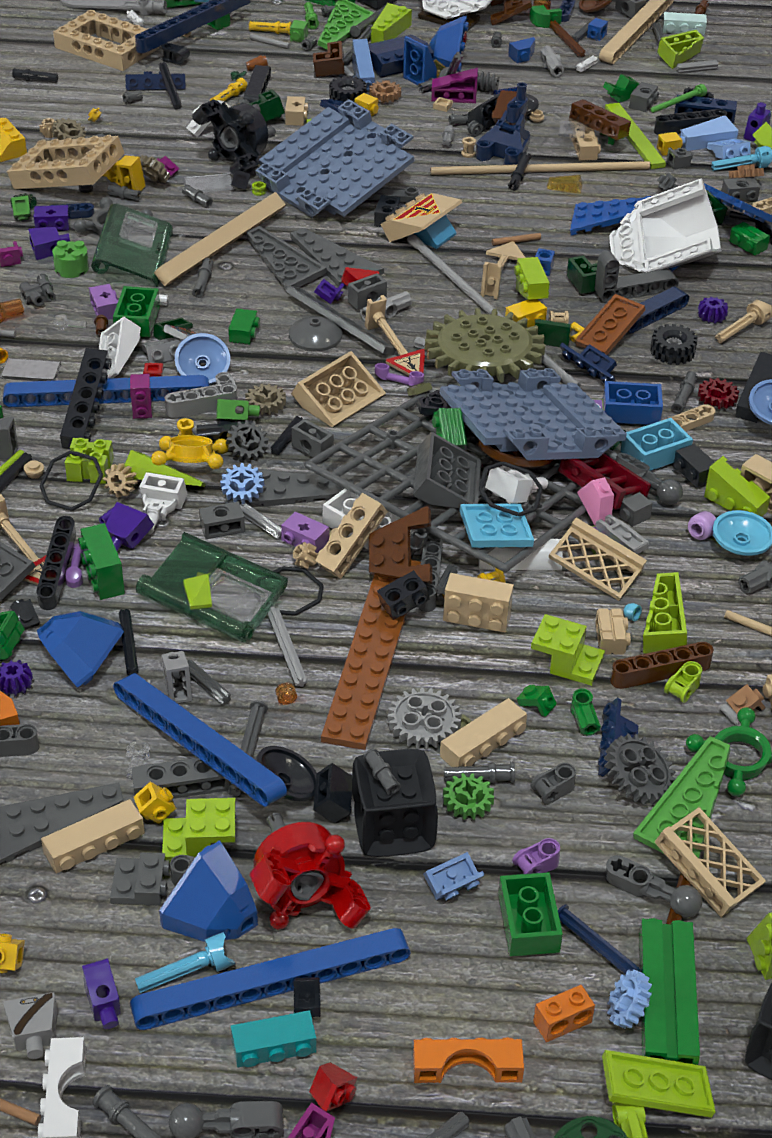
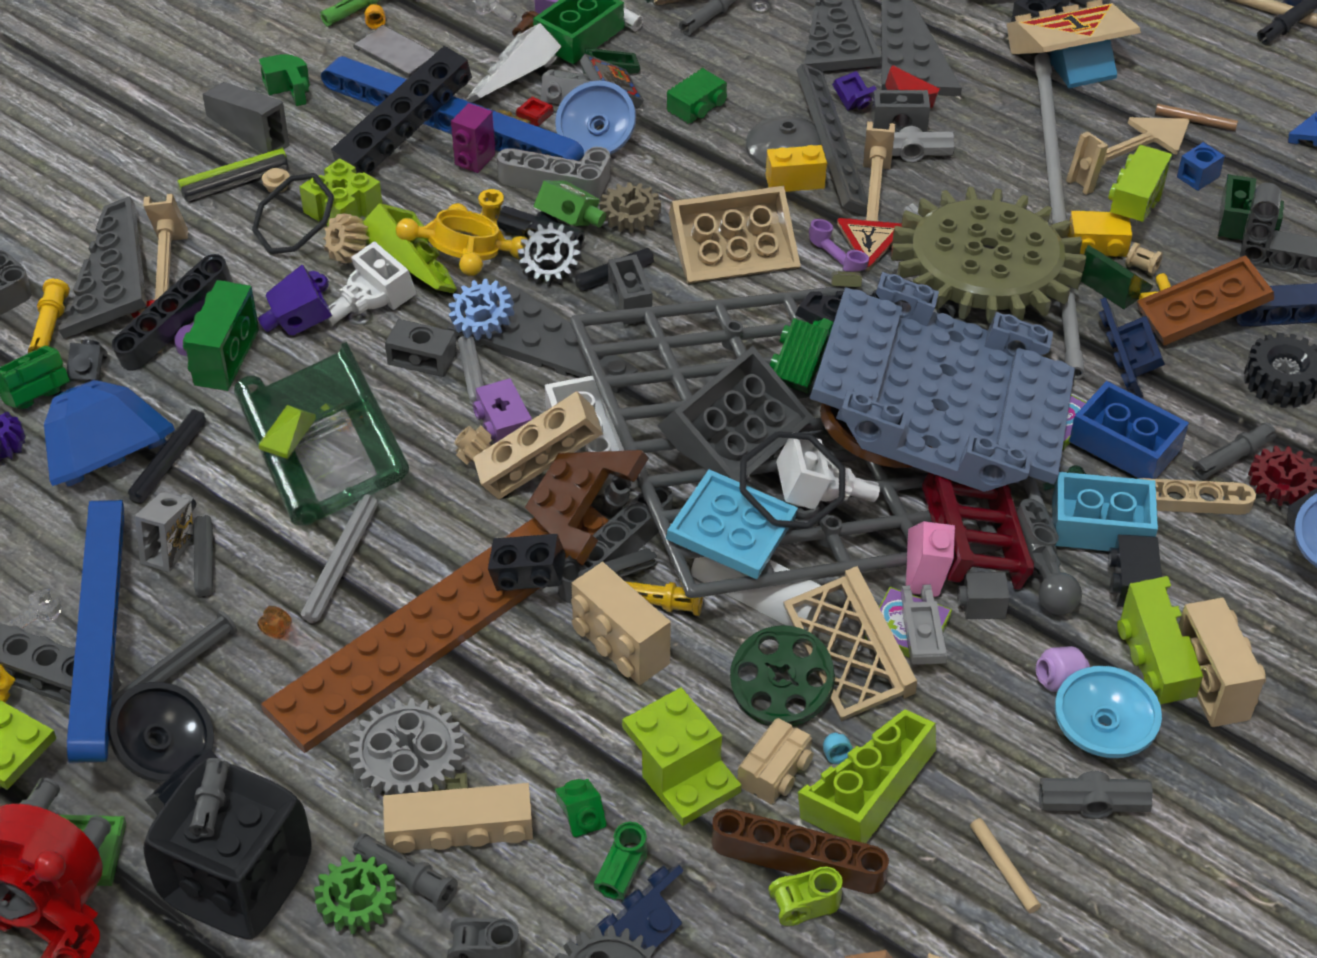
camera: 35 degrees right, 5 degrees up
(318, 600) = (438, 515): black piece -> none
(338, 342) = (796, 168): none -> yellow brick
(569, 591) = (783, 691): none -> dark green wedge

